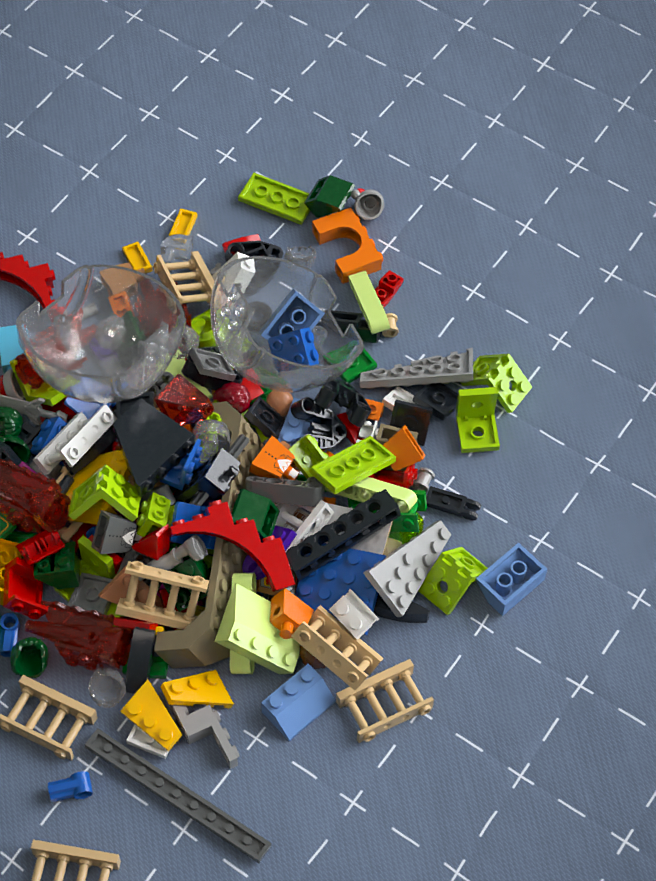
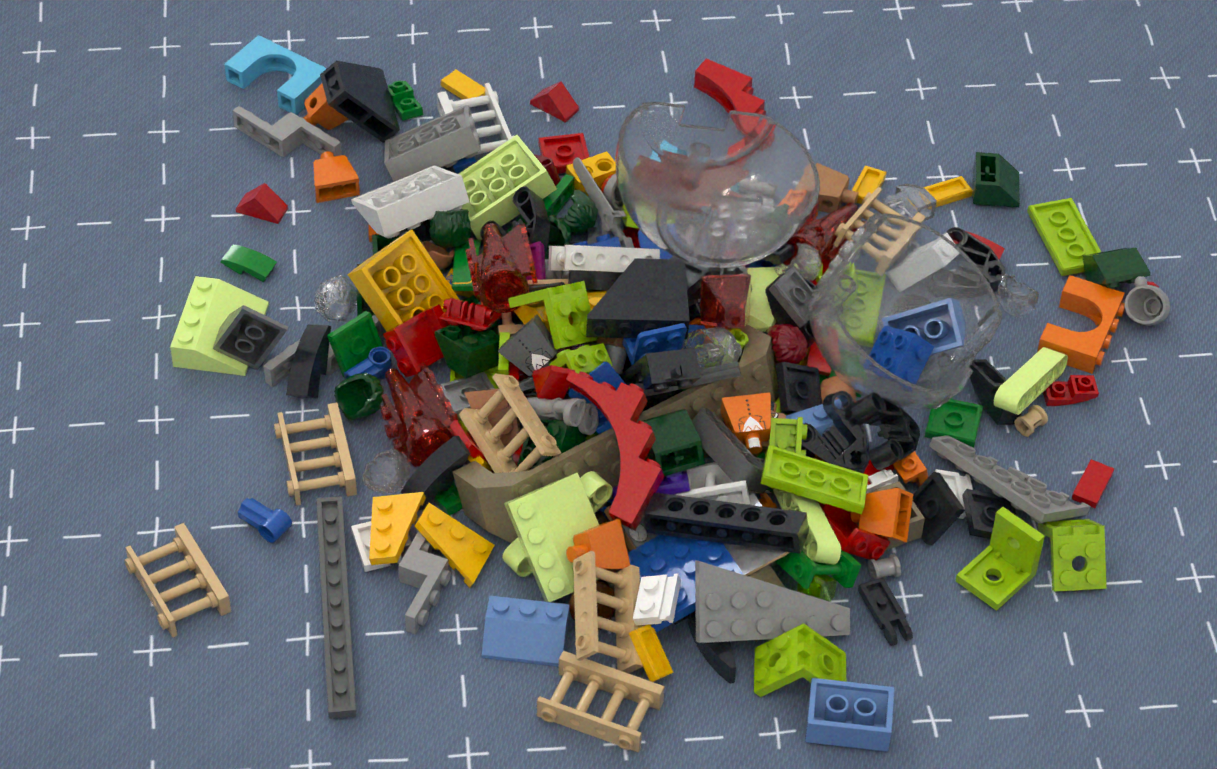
camera: 50 degrees right, 10 degrees down
(203, 197) = (995, 181): none -> dark green slope
(379, 647) = (650, 652): none -> yellow tile
(457, 333) = (1093, 483): none -> red tile

